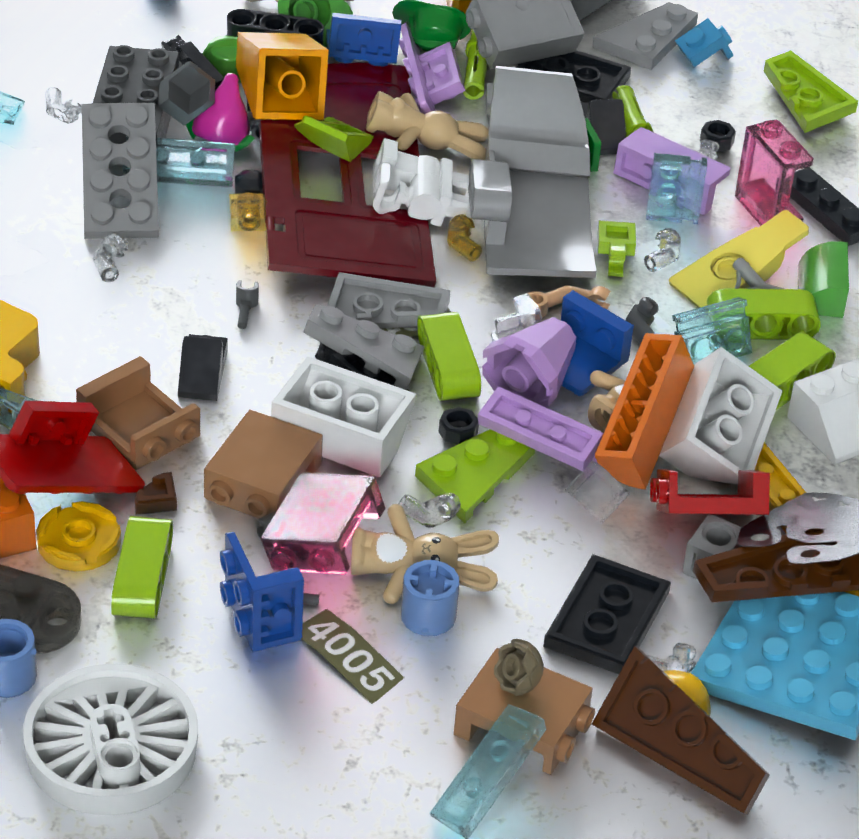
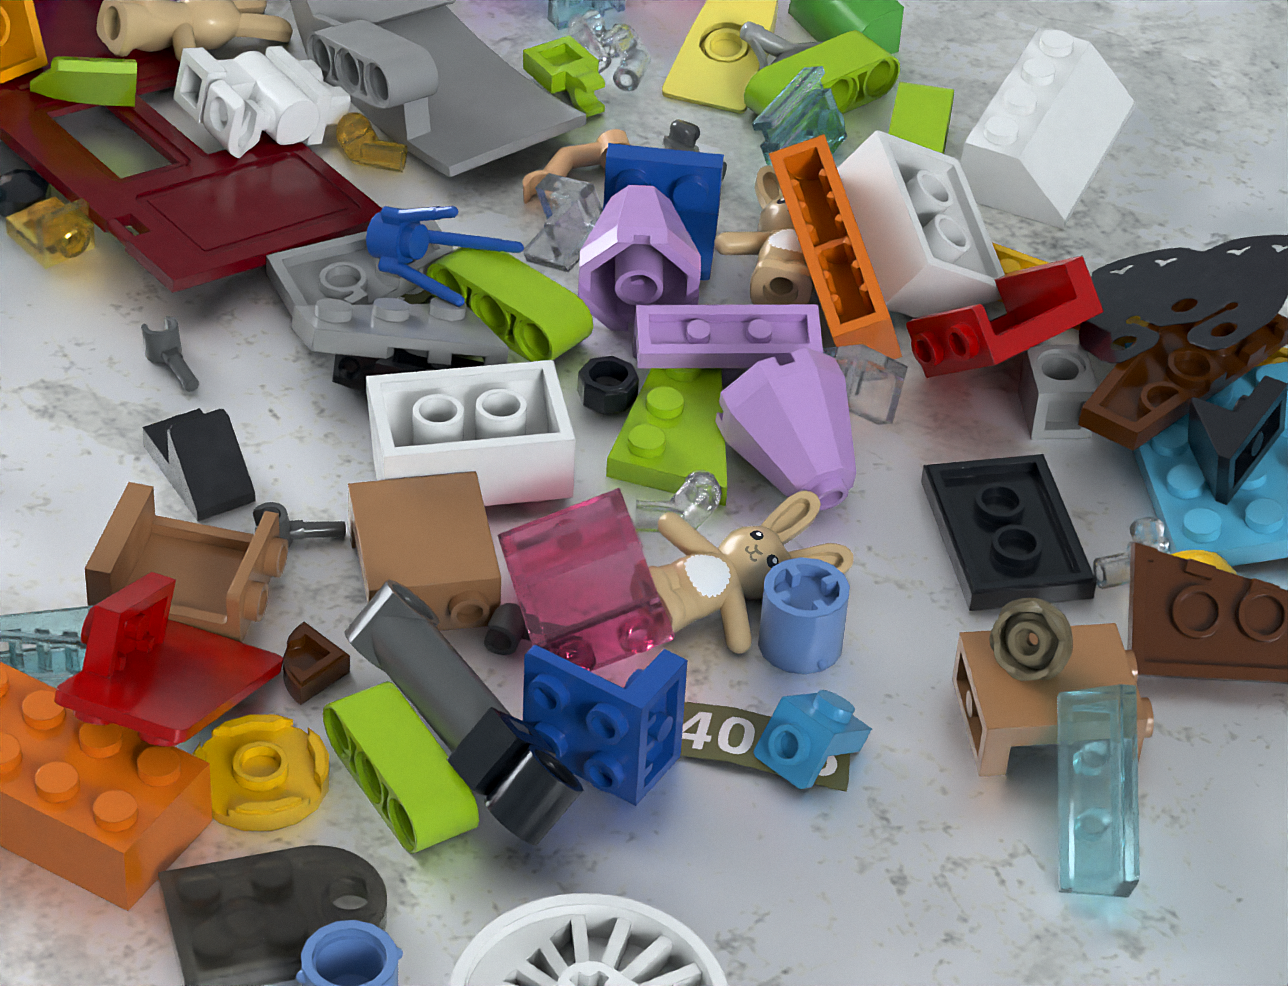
camera: 35 degrees left, 0 degrees up
(184, 582) = (488, 745): none -> piece
(209, 420) = (298, 529): none -> dark grey hand
(373, 658) = (808, 731): none -> dark azure bracket
(410, 293) = (399, 238): none -> blue plant
(527, 493) = (793, 425): none -> lavender cone
(646, 228) = (586, 31): none -> clear arm
(772, 626) = (1235, 441): none -> black slope

